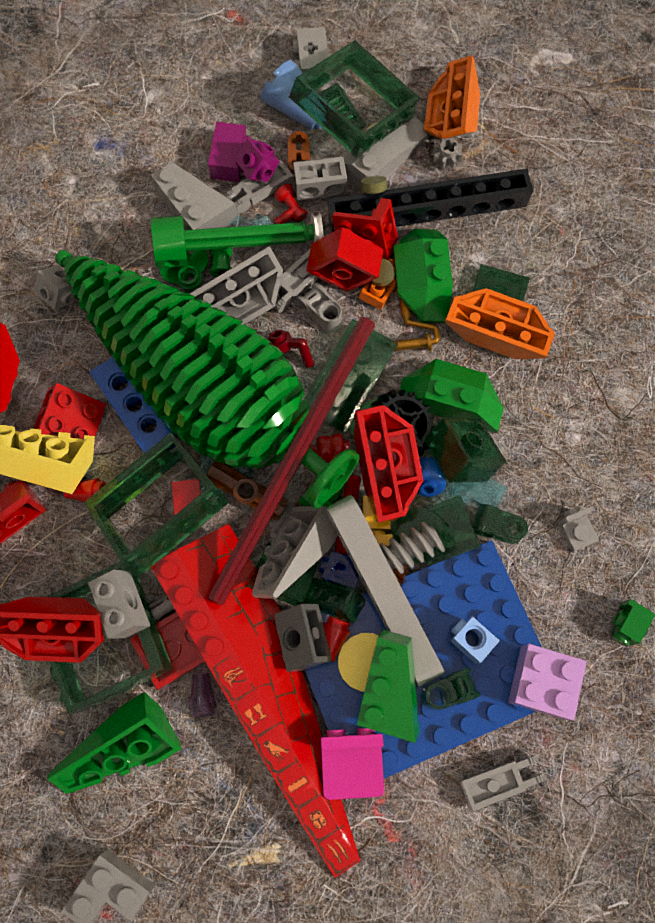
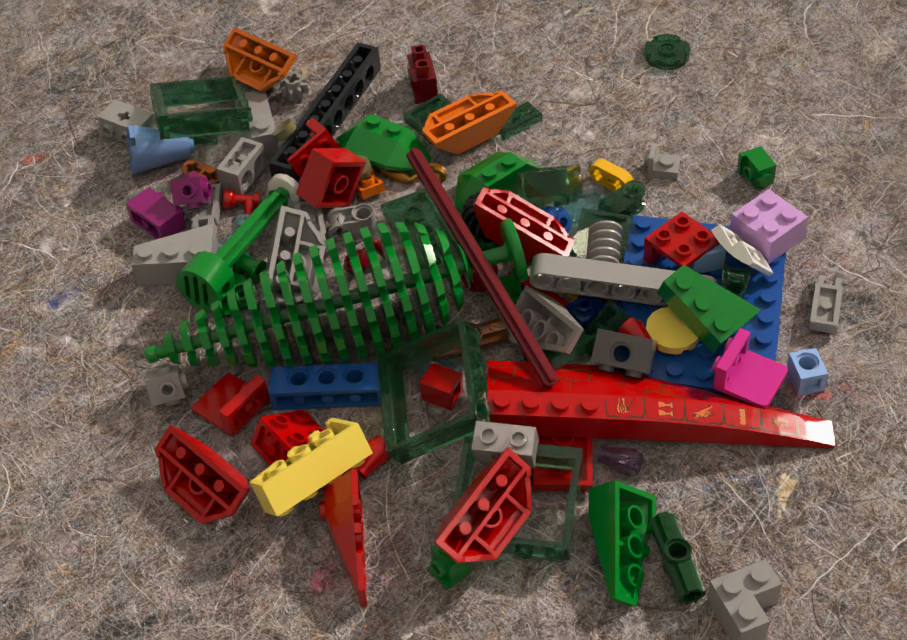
camera: 50 degrees left, 25 degrees down
(72, 347) = (232, 402): none -> red bracket
(110, 818) = (683, 570): none -> dark green piece
(400, 823) = (807, 372): none -> light blue brick
(465, 615) = (680, 241): none -> red bracket
(487, 679) = (741, 250): none -> white slope
(527, 492) = (609, 174): none -> yellow beam
(535, 248) = (421, 74): none -> dark red hips
(547, 374) = (521, 122): none -> clear green tile

